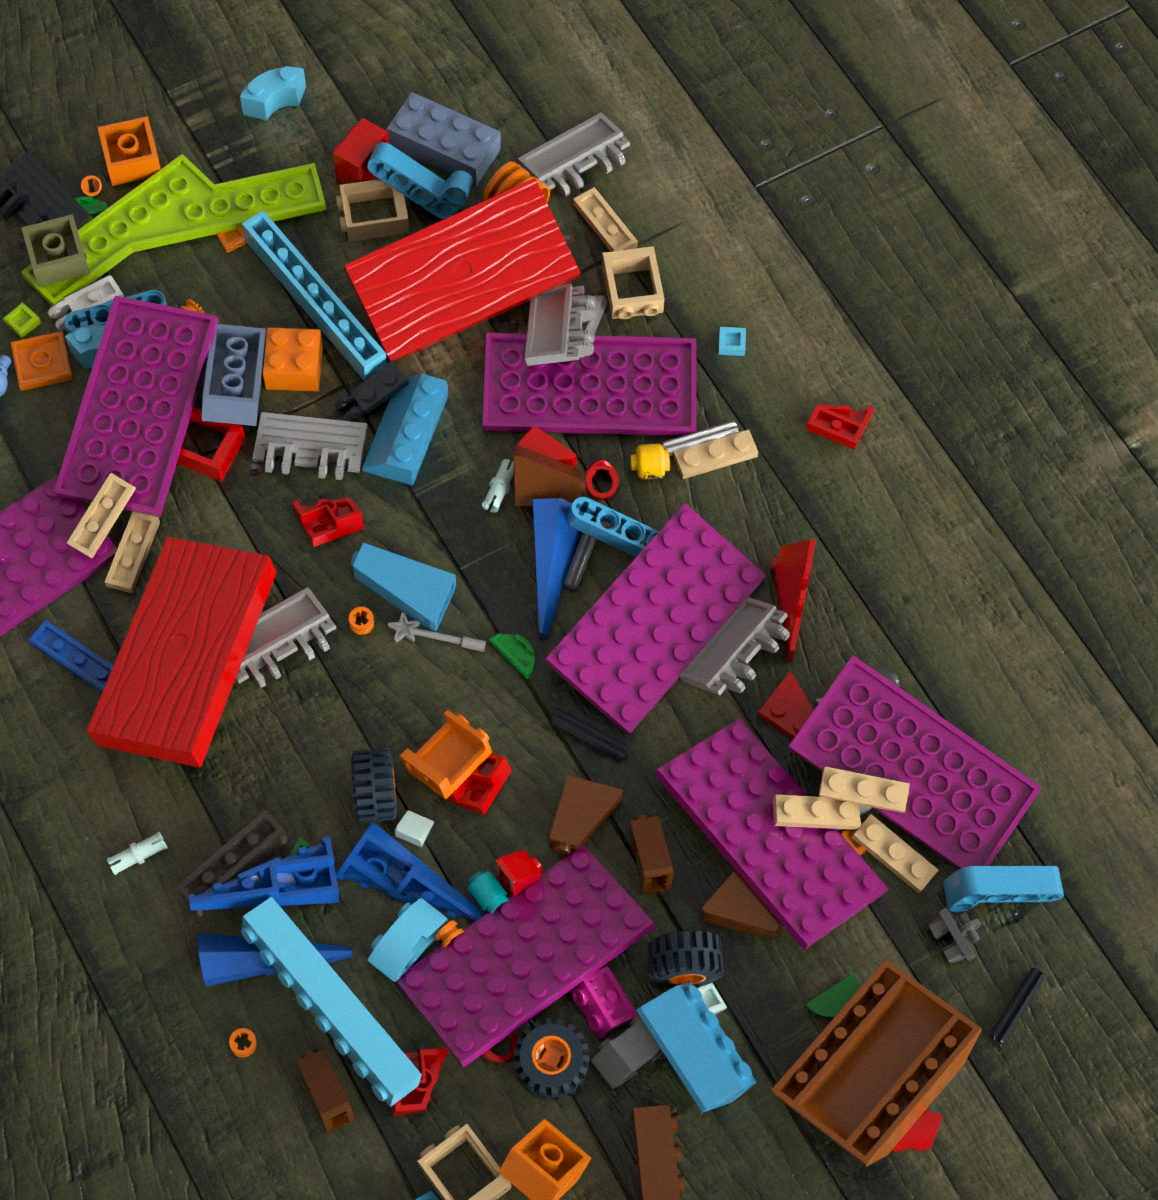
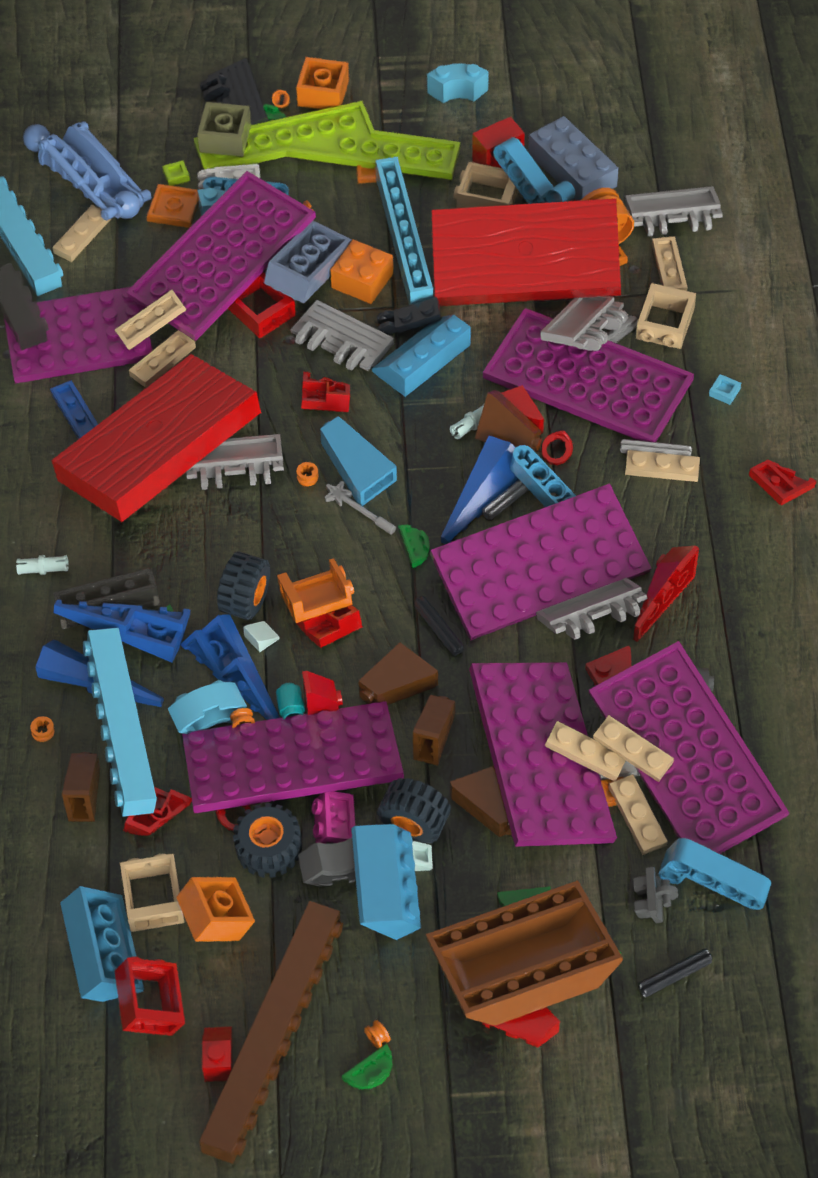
camera: 30 degrees right, 10 degrees down
(650, 461) = (603, 448): yellow head -> none

